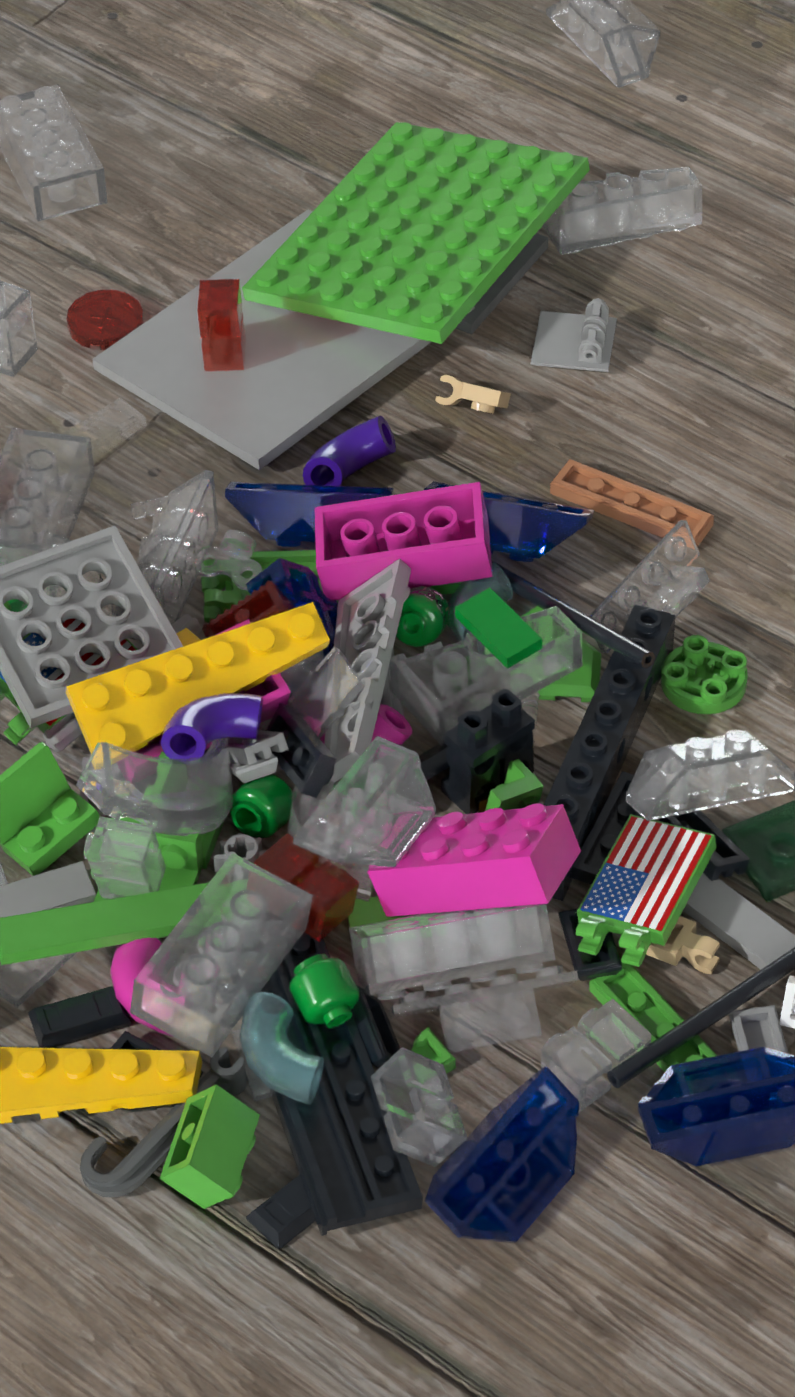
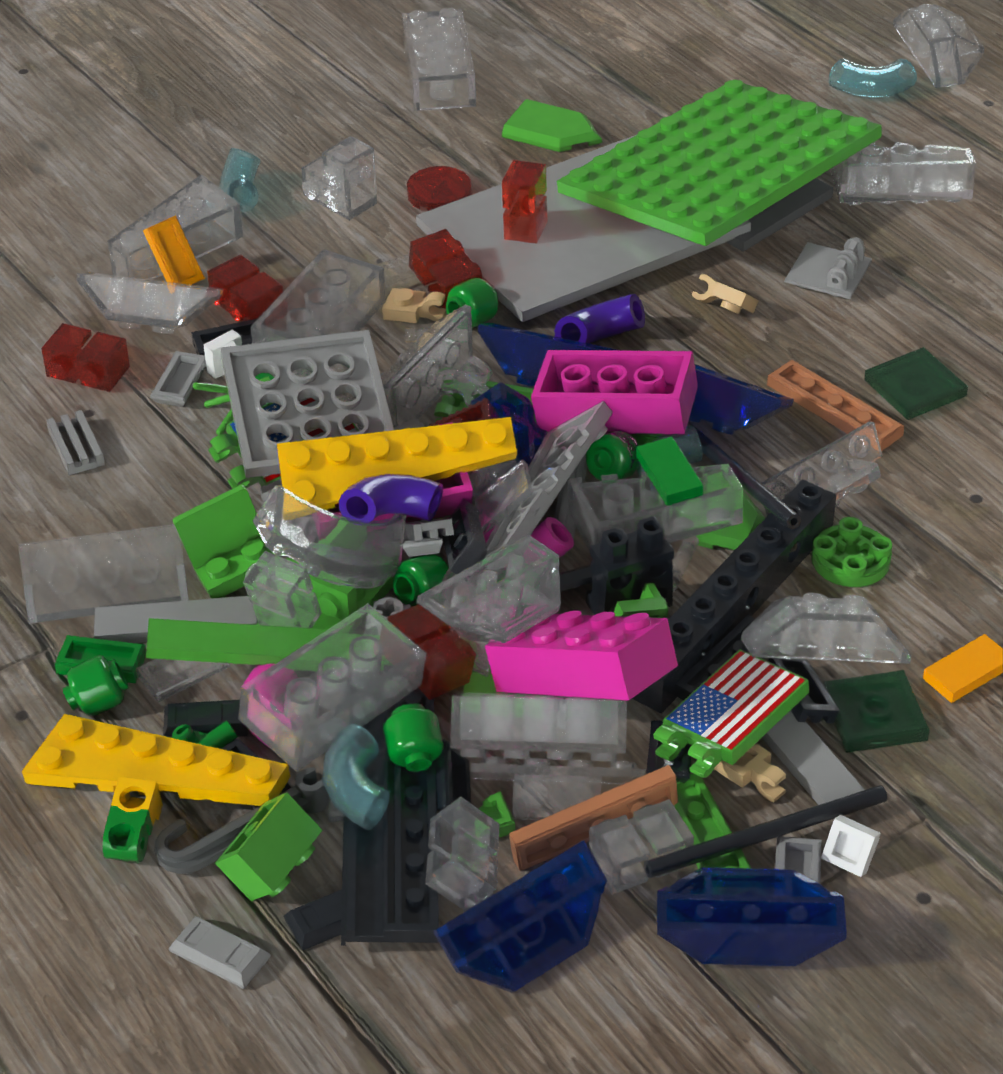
camera: 15 degrees right, 5 degrees down
(46, 1150) = (131, 819): none -> green leg
(100, 1038) = (217, 738): none -> green arm
(125, 473) = (409, 305): none -> tan plate
(146, 411) = (441, 260): none -> clear red piece
(193, 1272) = (219, 952): none -> light grey tile
(196, 453) = (478, 295): none -> green head
(204, 216) = (549, 127): none -> bright green tile
(524, 1046) = (570, 826): none -> nougat tile
(549, 94) = (872, 81): none -> clear light blue cylinder
(709, 461) = (915, 383): none -> clear green tile

